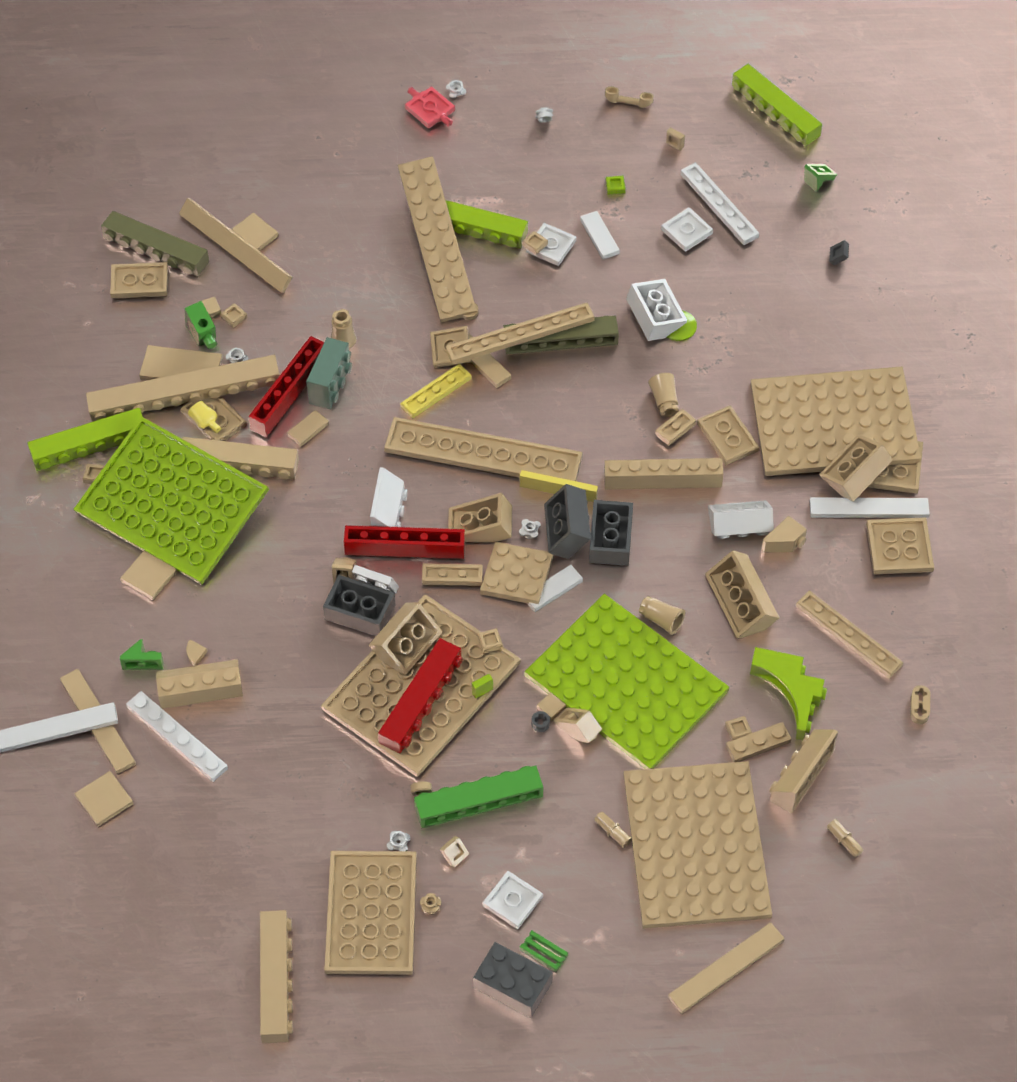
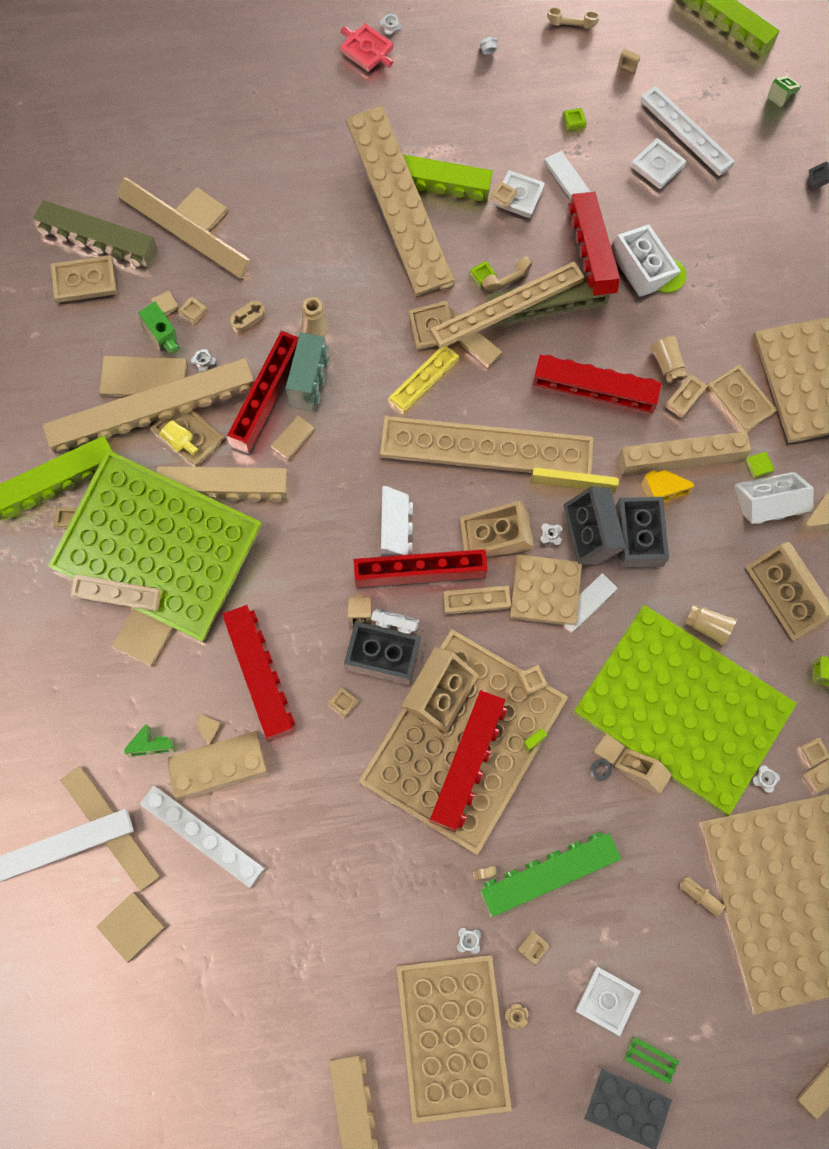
camera: 10 degrees left, 15 degrees up
(130, 534) = (116, 593): none -> tan tile
(246, 612) = (258, 674): none -> red brick
(283, 325) = (247, 316): none -> tan beam
(318, 645) = (343, 702): none -> tan tile
(505, 309) = (480, 272): none -> lime tile
(512, 317) = (492, 284): none -> tan bar
(593, 408) = (597, 383): none -> red brick
(609, 290) = (594, 244): none -> brick
(643, 498) = (665, 485): none -> yellow slope
(689, 739) = (772, 776): none -> white plate
(734, 491) = (759, 464): none -> lime tile

